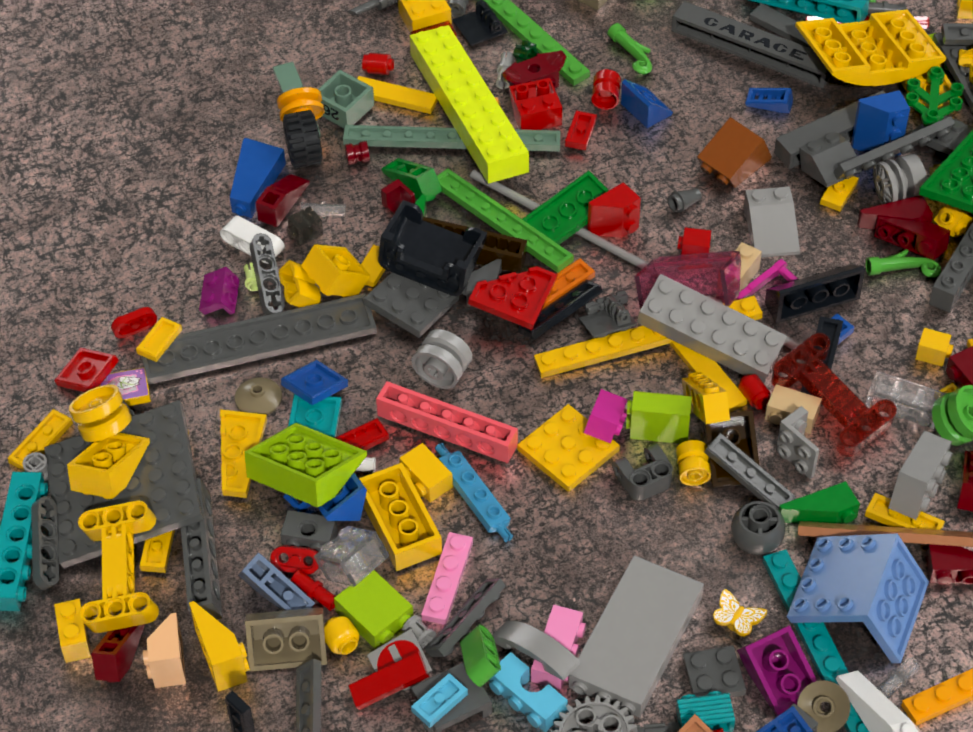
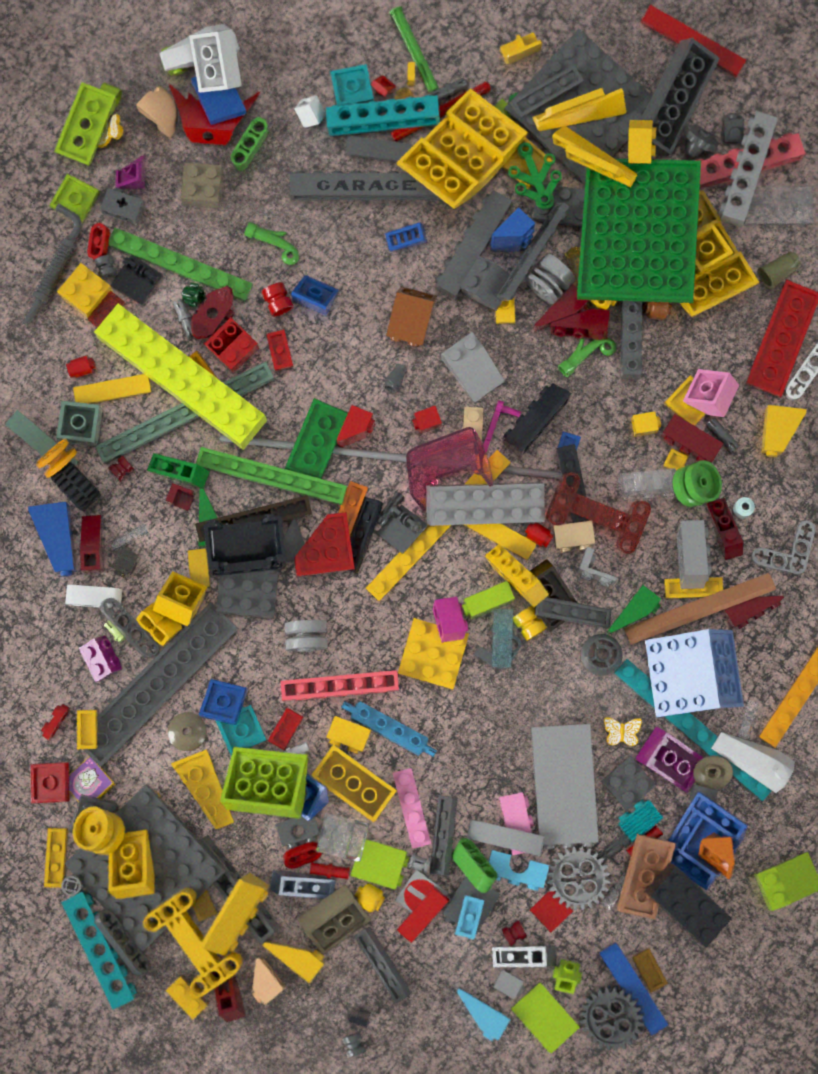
camera: 30 degrees left, 30 degrees up
(180, 554) = (235, 914): none -> yellow slope
(653, 456) = (502, 638): none -> clear light blue tile

